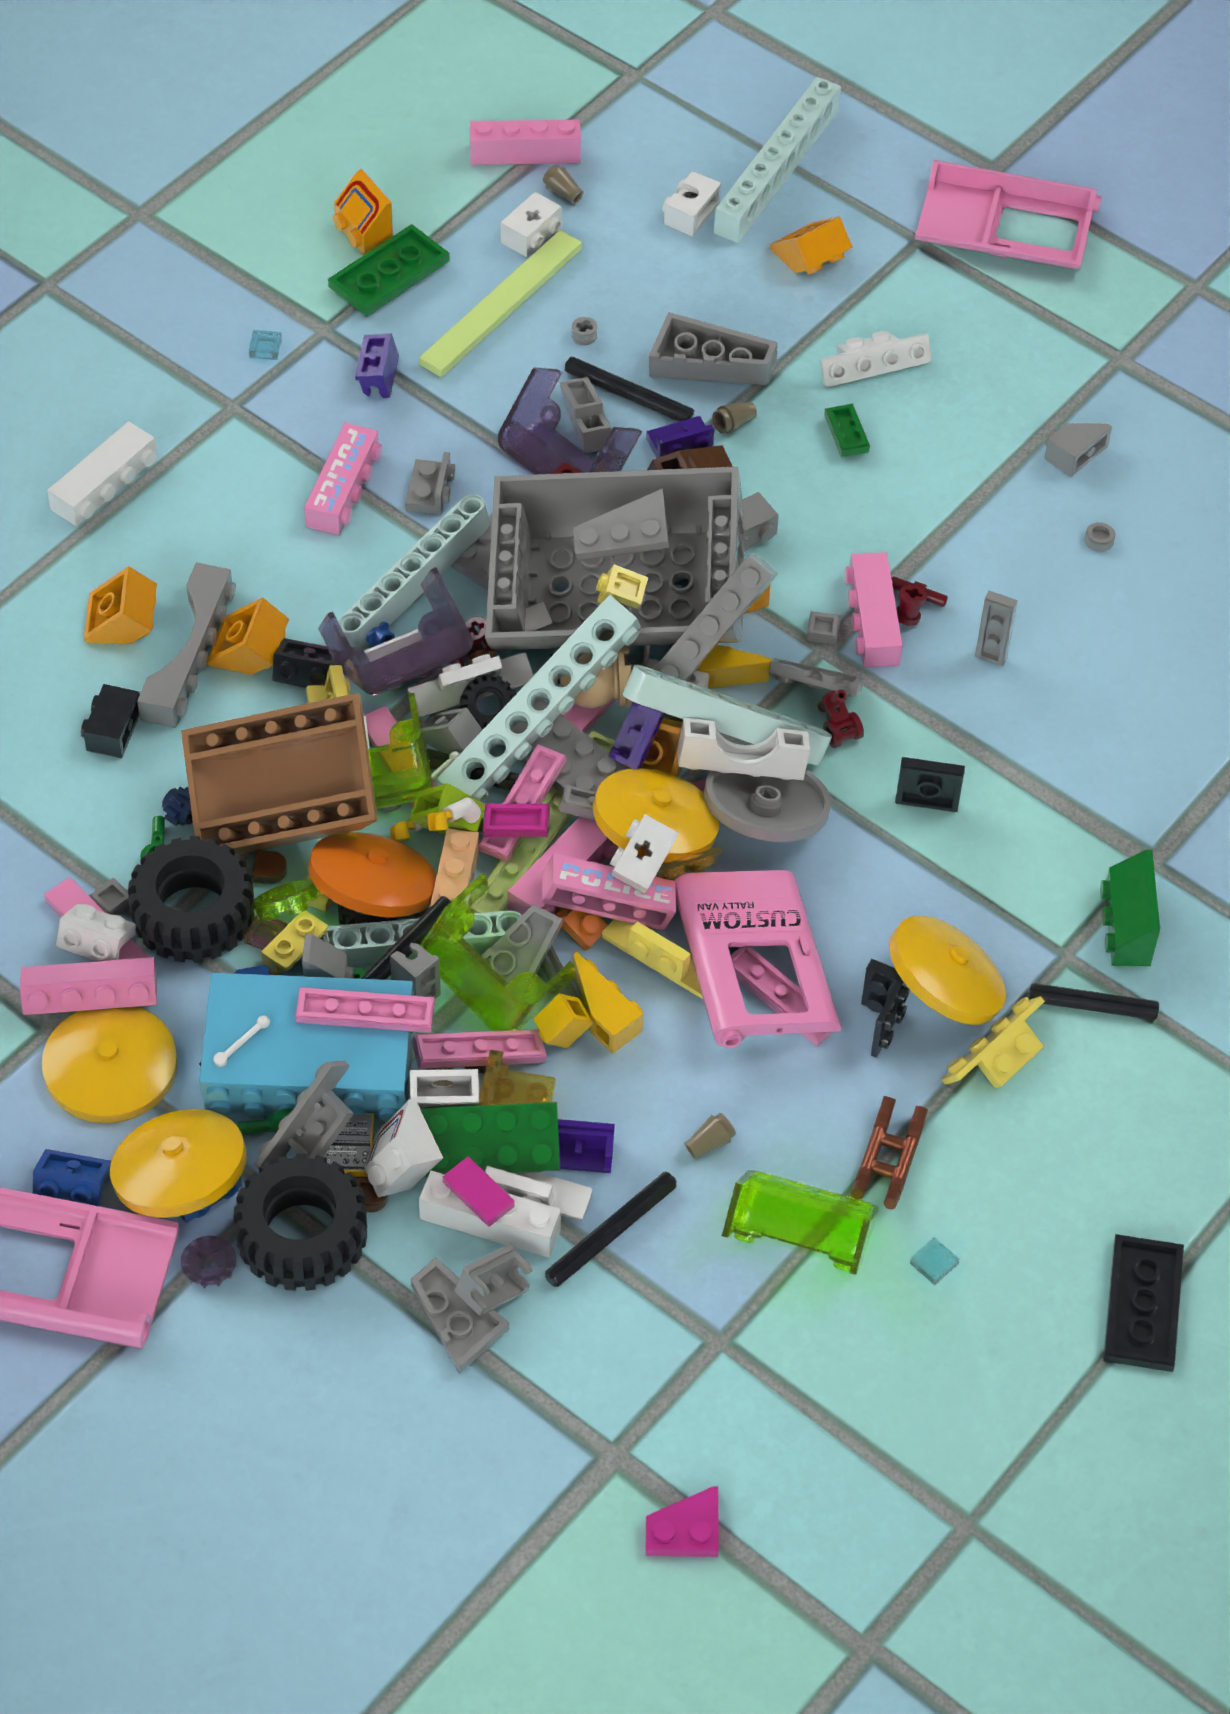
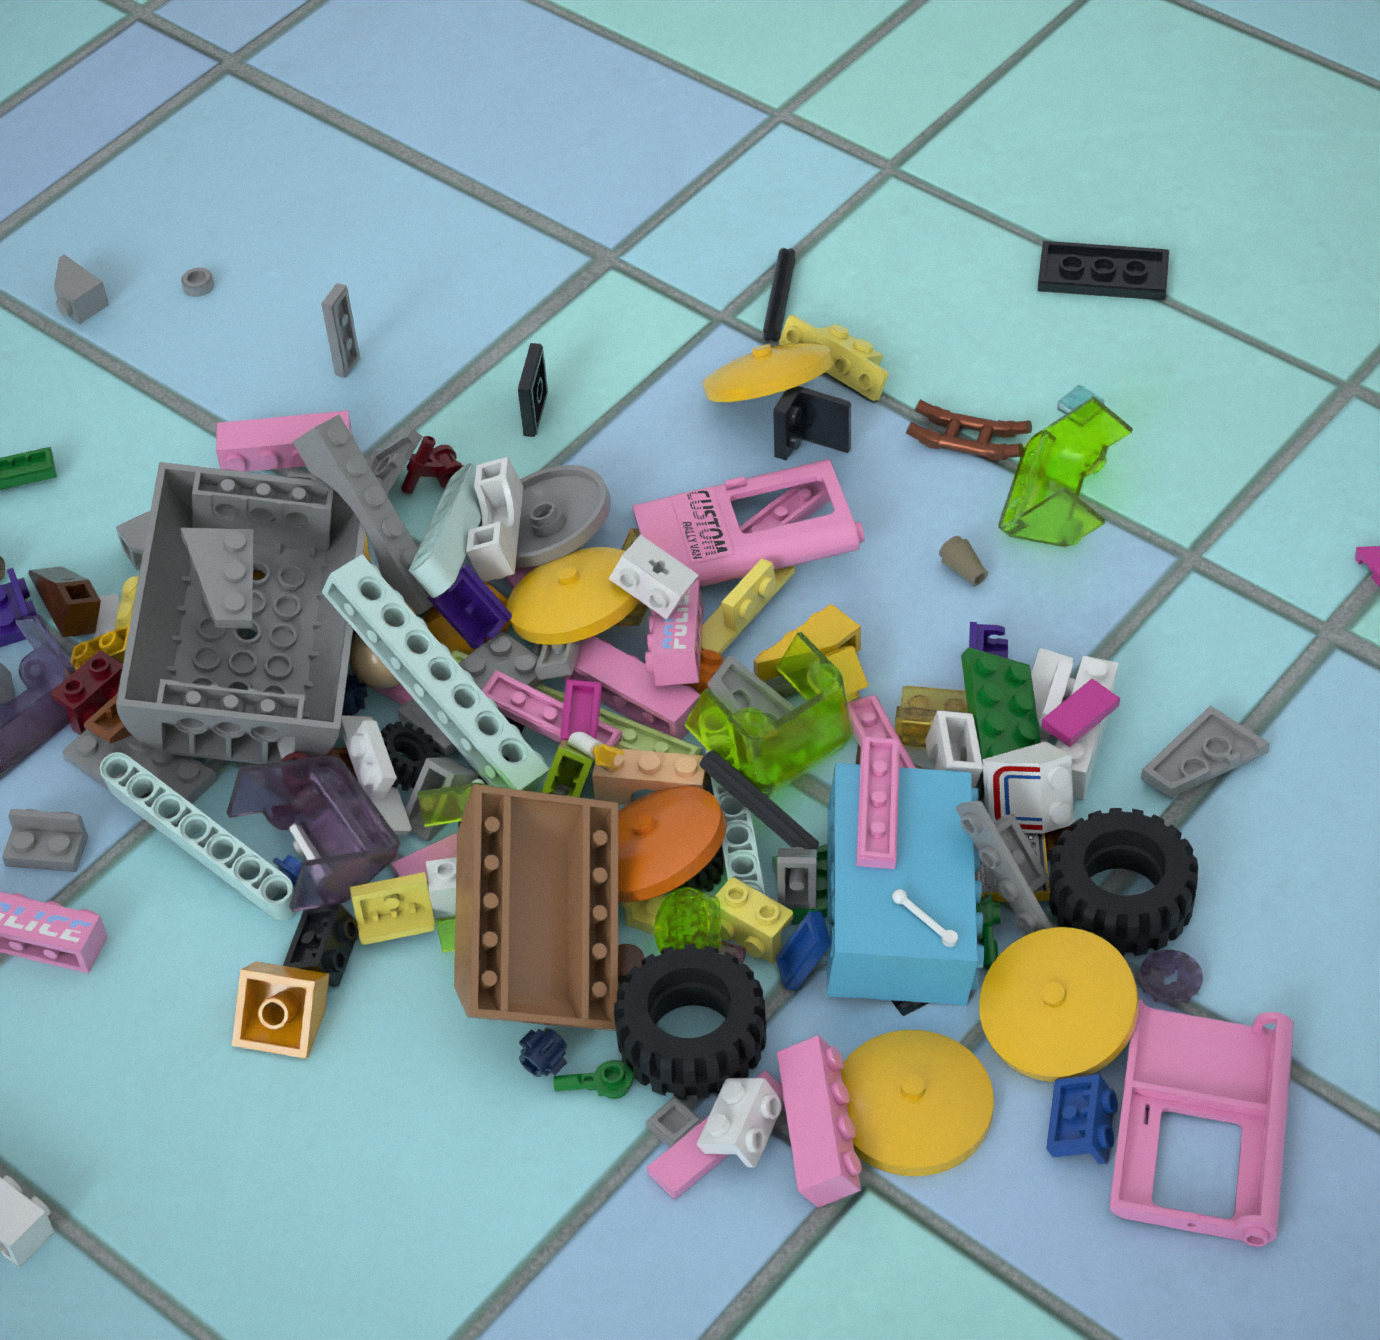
camera: 85 degrees left, 5 degrees down
(111, 721) = (403, 1142): black brick -> none
(121, 609) = (218, 1153): light orange slope -> none
(167, 691) = (209, 1056): light grey arch -> none
(422, 970) = (800, 791): light grey hinge -> none
(493, 1280) = (1165, 720): light grey hinge -> none
(610, 1229) = (1079, 636): black axle -> none
(622, 585) = (304, 580): light yellow bracket -> none
(912, 597) = (273, 405): dark red piece -> none
(1131, 911) = (683, 252): green slope -> none

